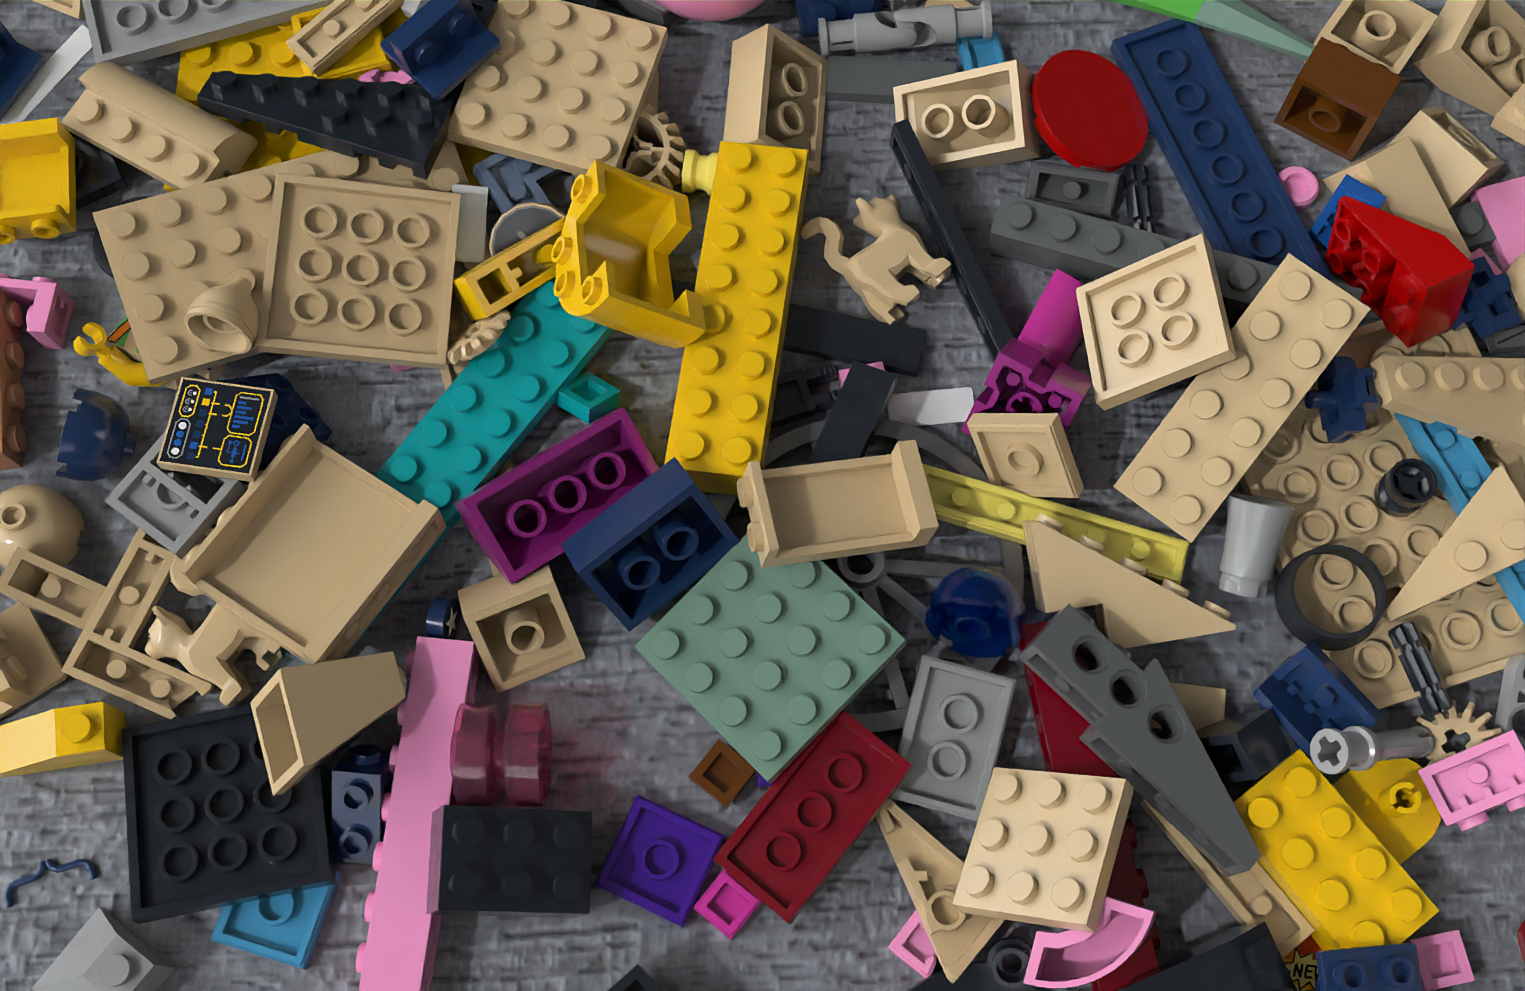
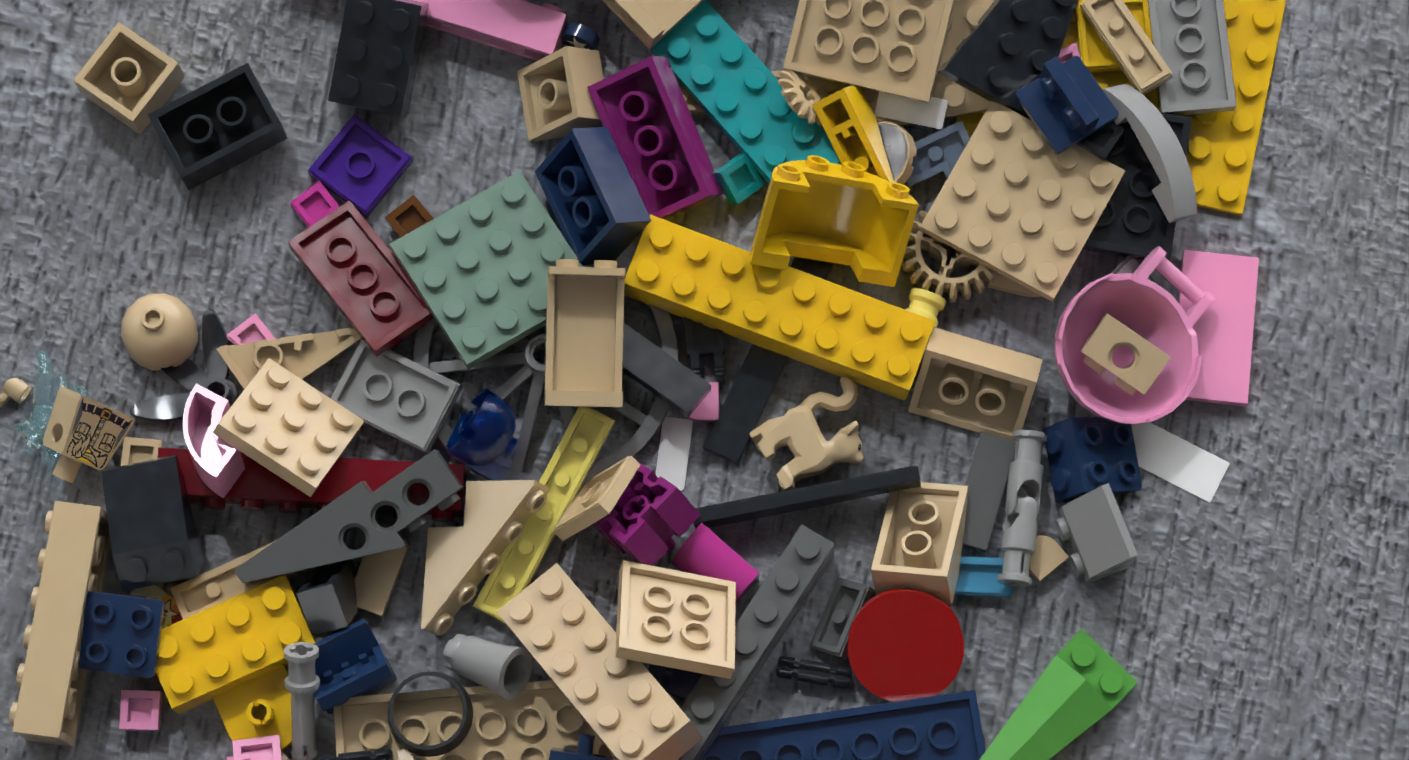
camera: 100 degrees right, 5 degrees up
(487, 754) = (460, 61): clear pink wheel -> none

